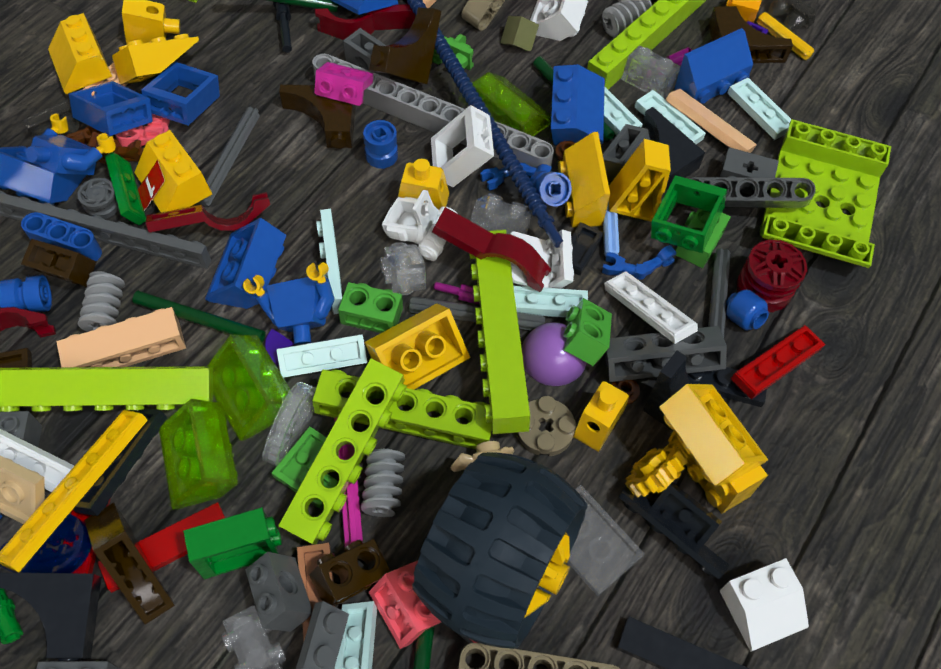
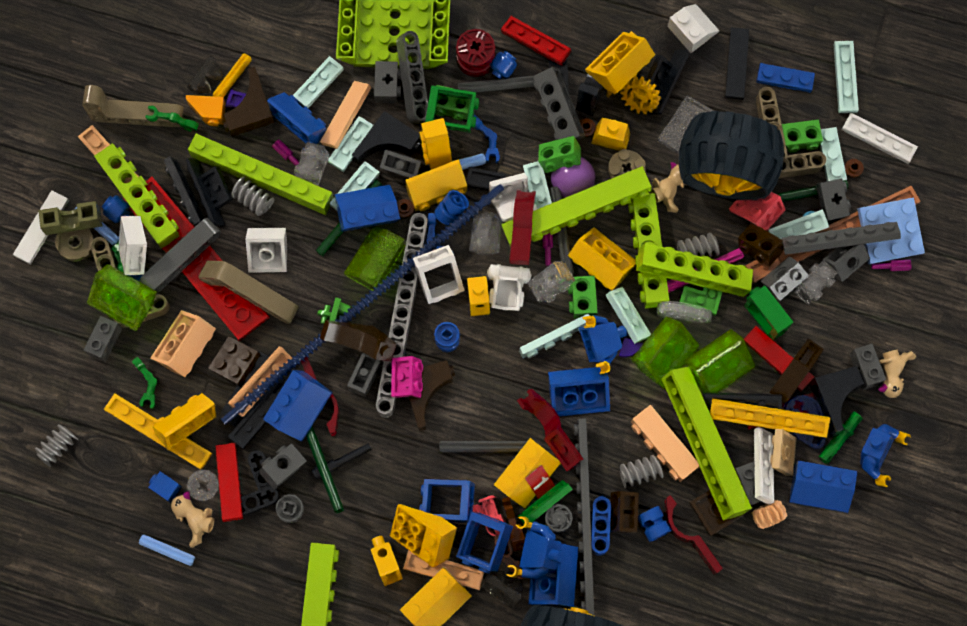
camera: 105 degrees left, 15 degrees up
(197, 316) = (625, 407): dark green piece -> none
(519, 32) = (296, 273): olive panel -> none
(651, 307) = (526, 122): white tile -> none

